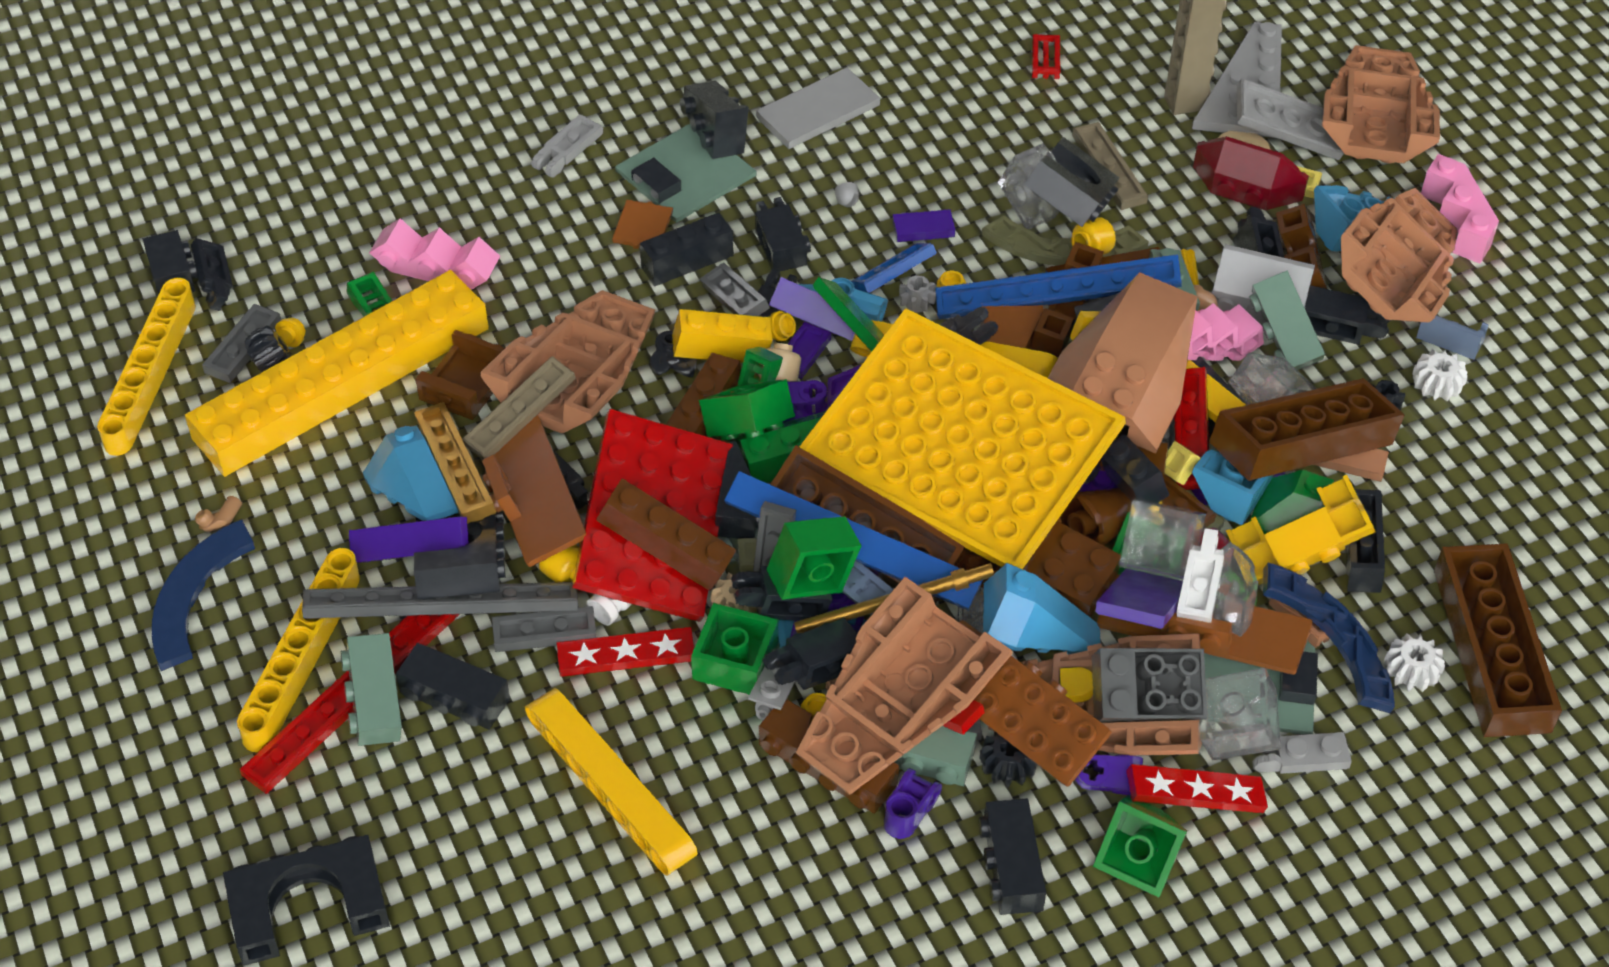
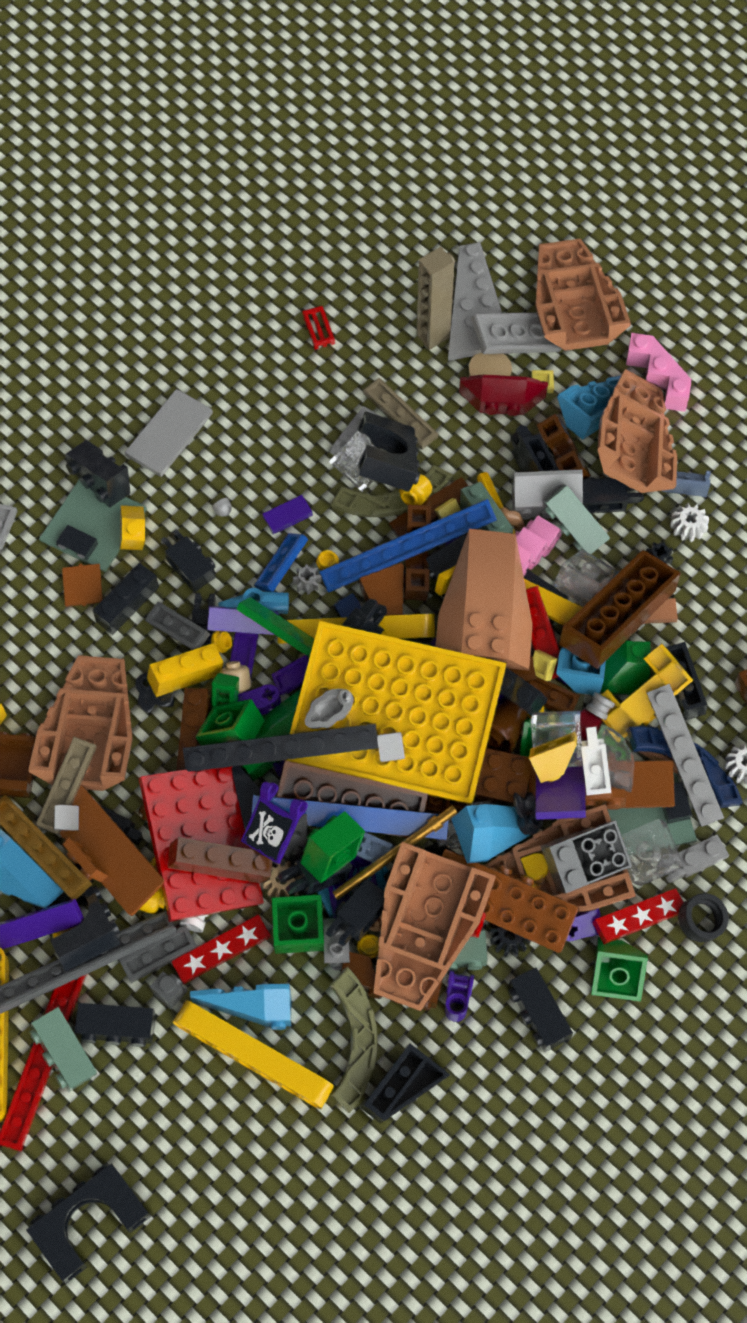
camera: 20 degrees left, 15 degrees up
(500, 438) = (66, 817): none -> light grey slope
(536, 669) = (168, 989): none -> dark grey brick
(647, 722) = (265, 1006): none -> dark azure wedge
(727, 184) = (132, 527): none -> yellow slope
(749, 506) = (272, 826): none -> flag
(759, 810) = (363, 1040): none -> olive tile
(789, 878) = (403, 1083): none -> black wedge
(810, 434) = (280, 747): none -> black plate
(876, 403) = (329, 708): none -> light grey arm
(937, 469) = (391, 747): none -> slope
(1089, 626) = (527, 813): none -> black plate
(1147, 553) = (553, 757): none -> yellow slope
(1238, 529) = (600, 706): none -> light grey wheel
(1302, 804) = (718, 909): none -> black tyre
(1332, 620) = (685, 755): none -> light grey plate

